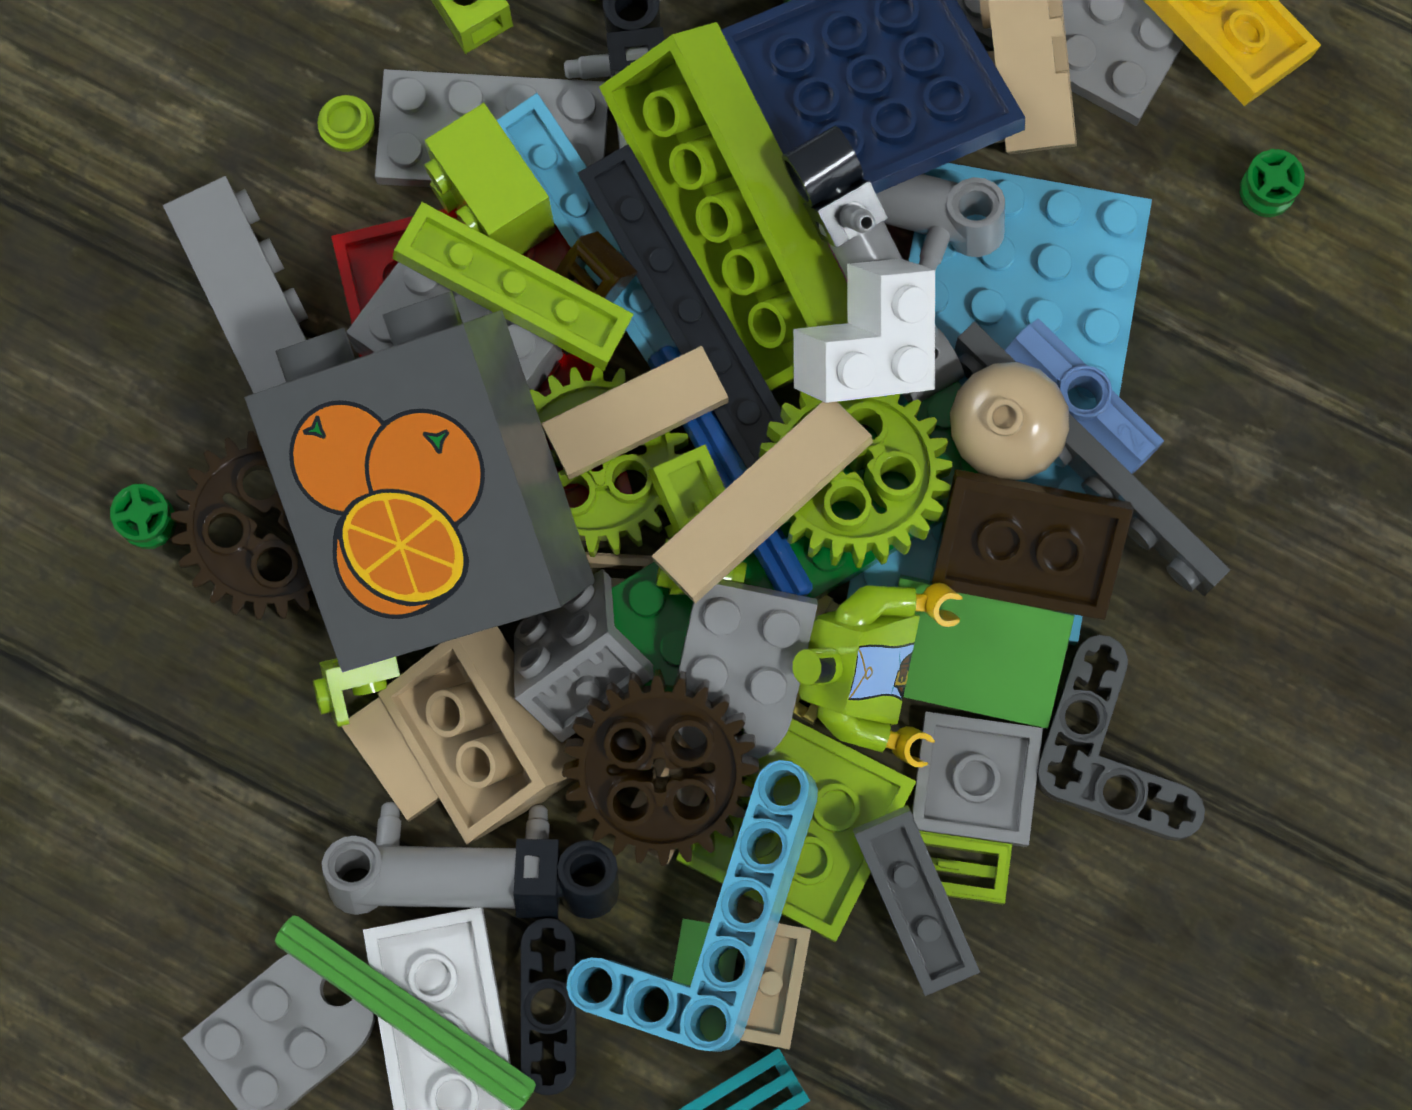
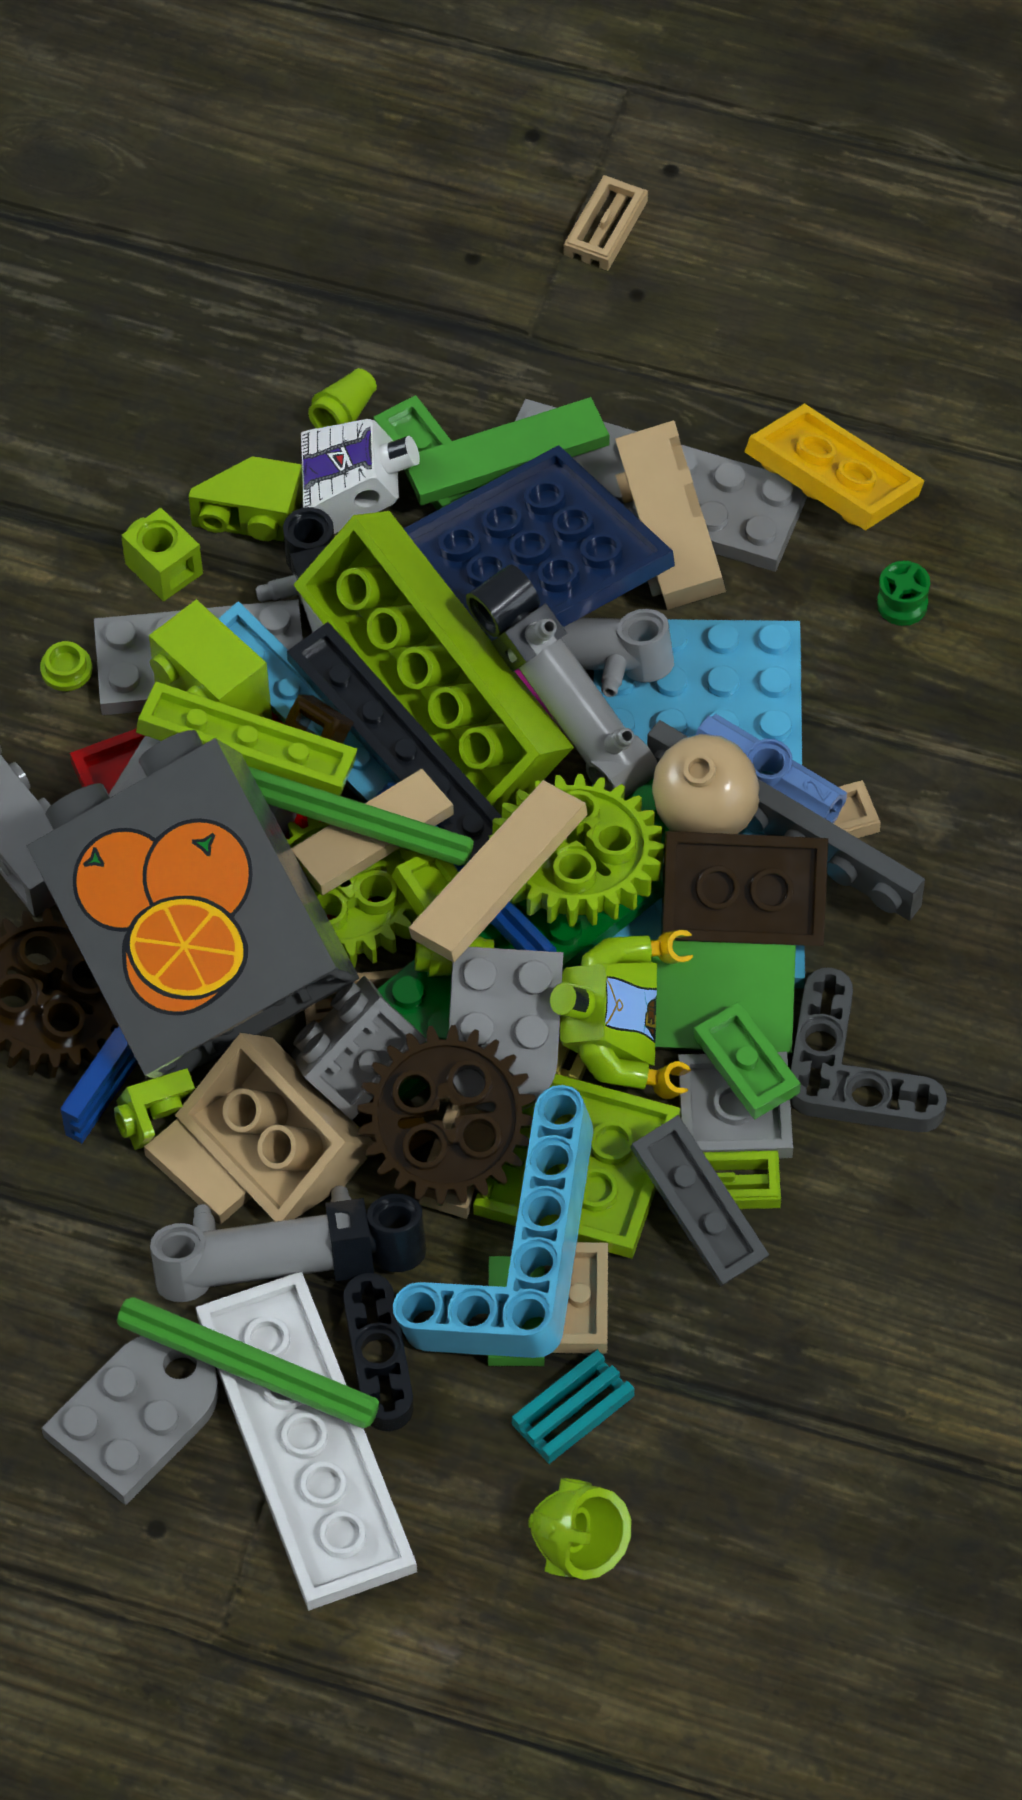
camera: 10 degrees left, 20 degrees down
(293, 654) = (98, 1086): none -> blue tile
(623, 404) = (364, 819): none -> bright green axle
(882, 346) = (582, 728): white brick -> none
(997, 741) = (746, 1060): none -> bright green plate
(1176, 449) = (858, 812): none -> tan tile

